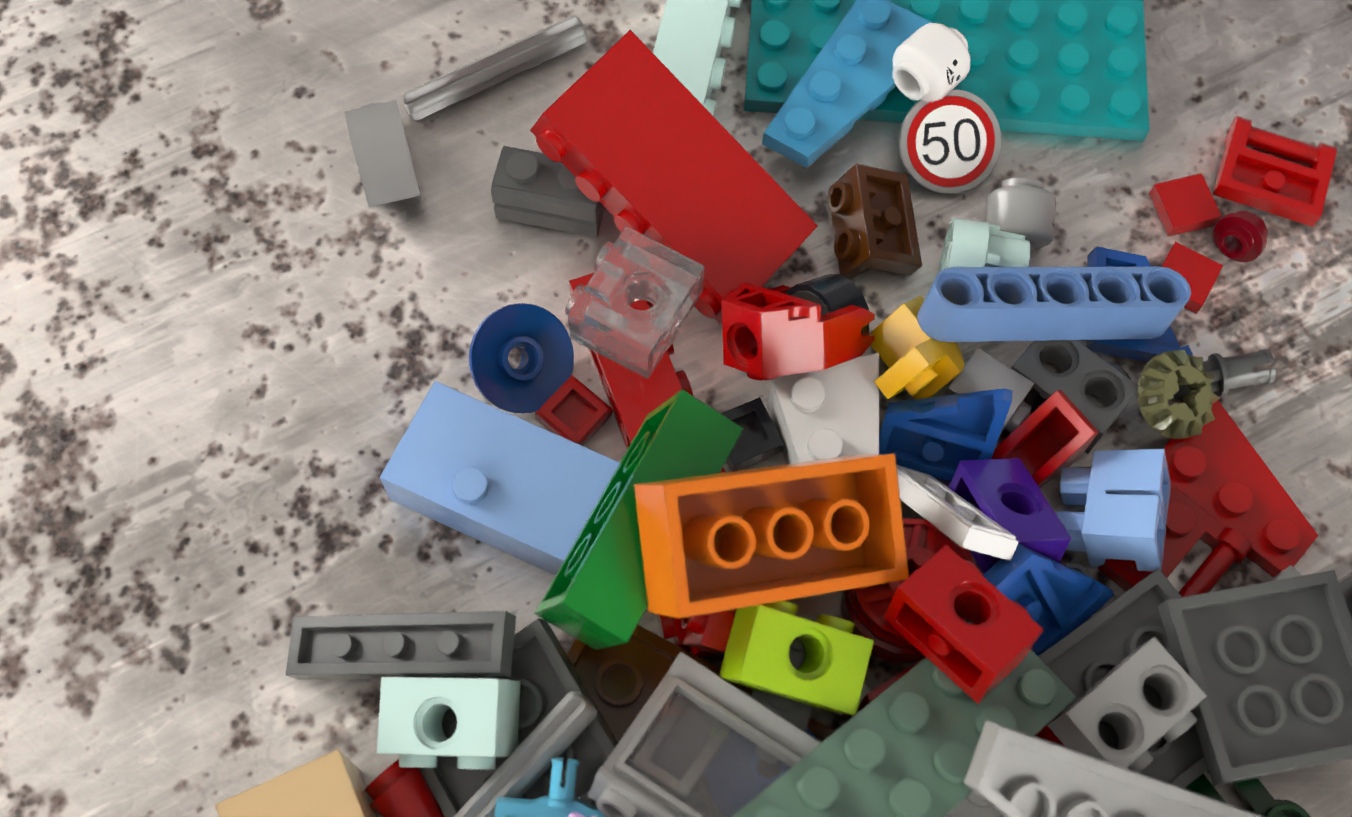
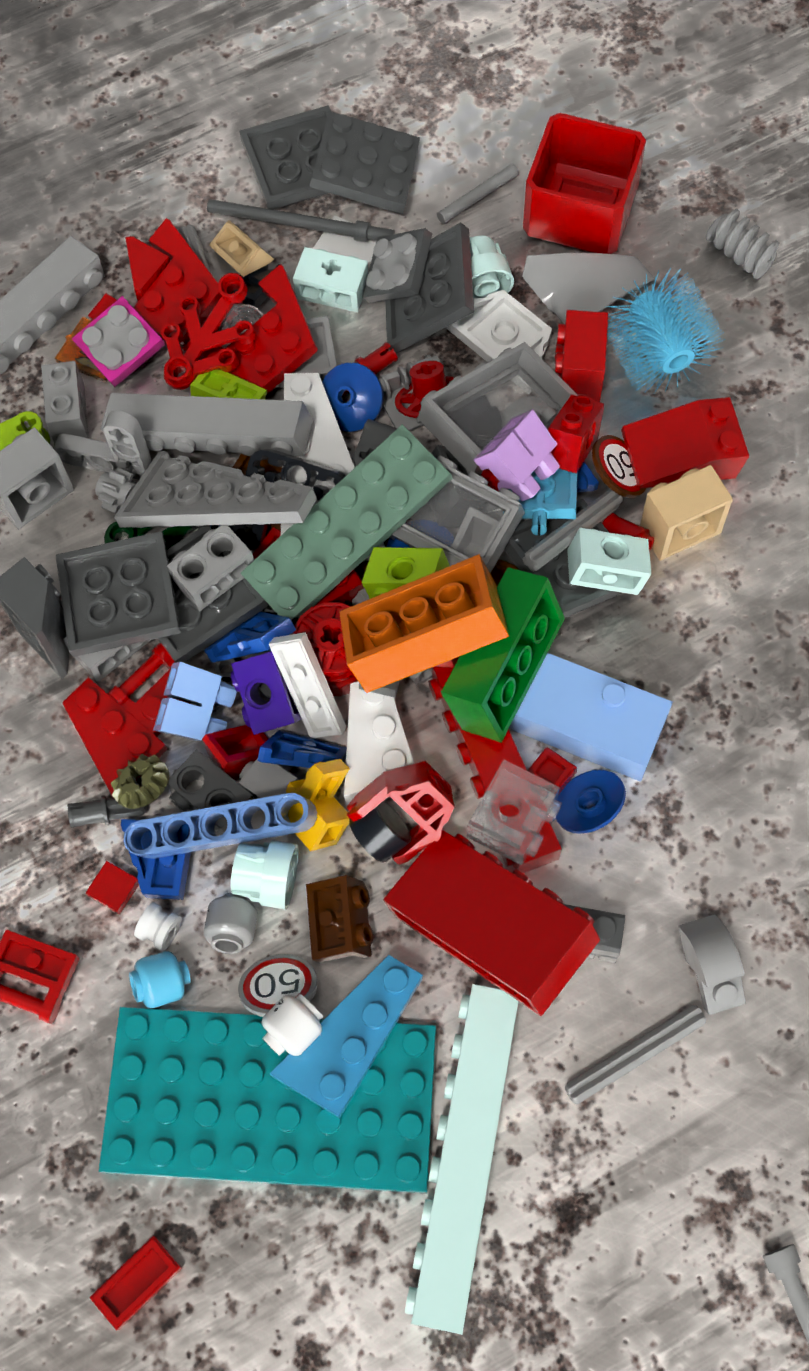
camera: 175 degrees left, 0 degrees up
(402, 645) = (643, 606): dark grey plate -> none
(759, 437) = (435, 752): black plate -> none
(973, 654) = (297, 571): red brick -> none
(1105, 154) = (159, 979): none -> medium azure head
(1117, 218) = (158, 926): none -> white wheel
(1185, 204) = (102, 947): red tile -> none
(1241, 236) = (67, 915): dark red plate -> none

